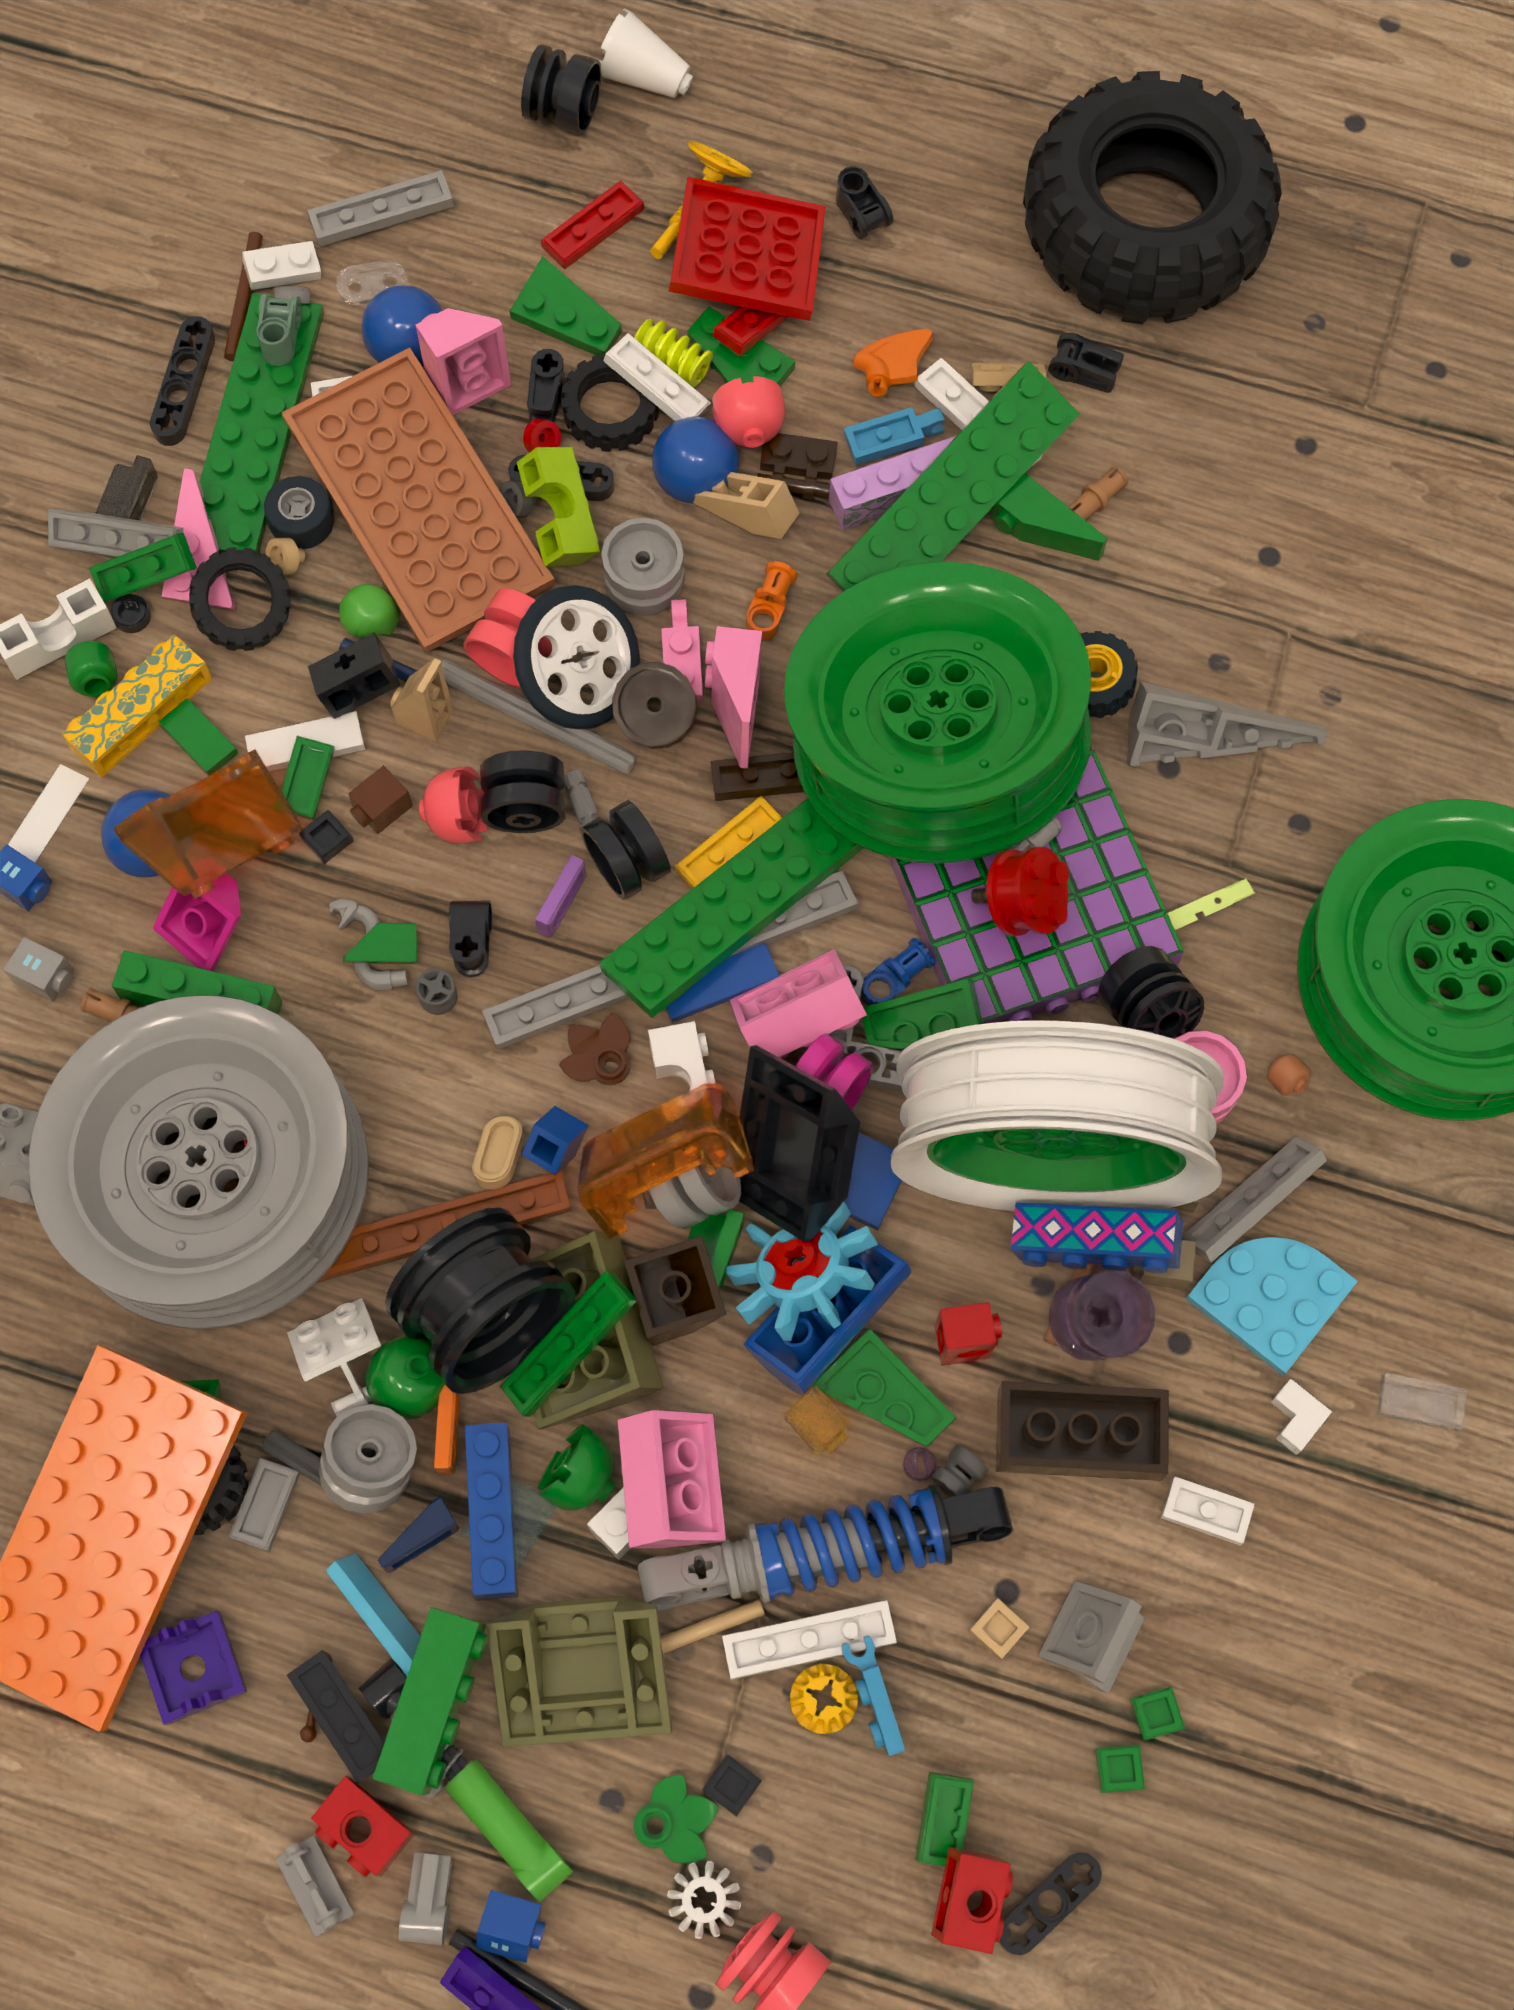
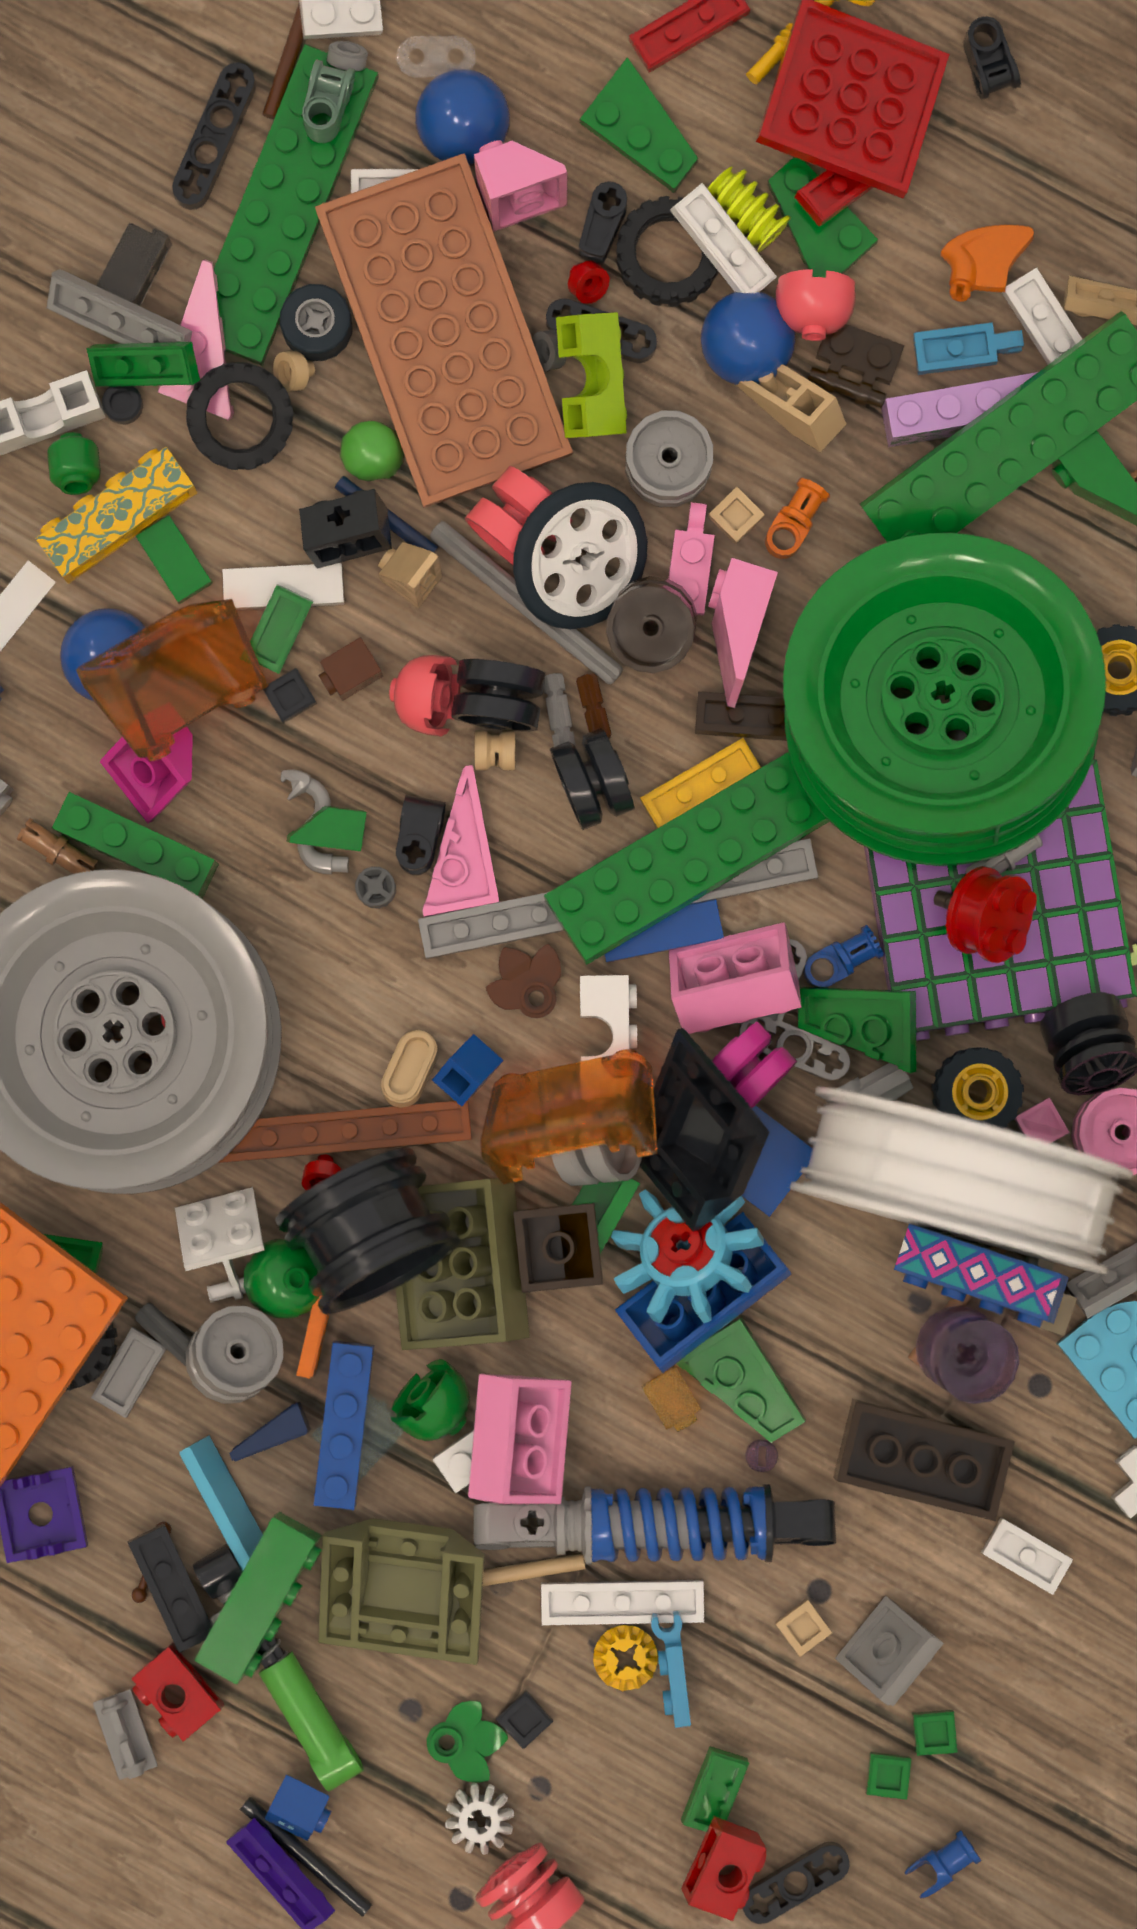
camera: 10 degrees right, 15 degrees up
(425, 1912) = (223, 1776): light grey piece -> none
(518, 955) = (464, 864): none -> bright pink wing
(520, 850) = (495, 750): none -> tan wheel
(561, 897) = (518, 811): medium lavender tile -> none
(568, 1343) = (445, 1280): green tile -> none
(610, 785) = (591, 700): none -> reddish brown piece
(715, 606) = (736, 515): none -> tan plate
(959, 1472) = (789, 1480): dark grey wheel -> none
(967, 1333) = (833, 1345): red brick -> none
(1201, 1847) = (947, 1861): none -> blue piece

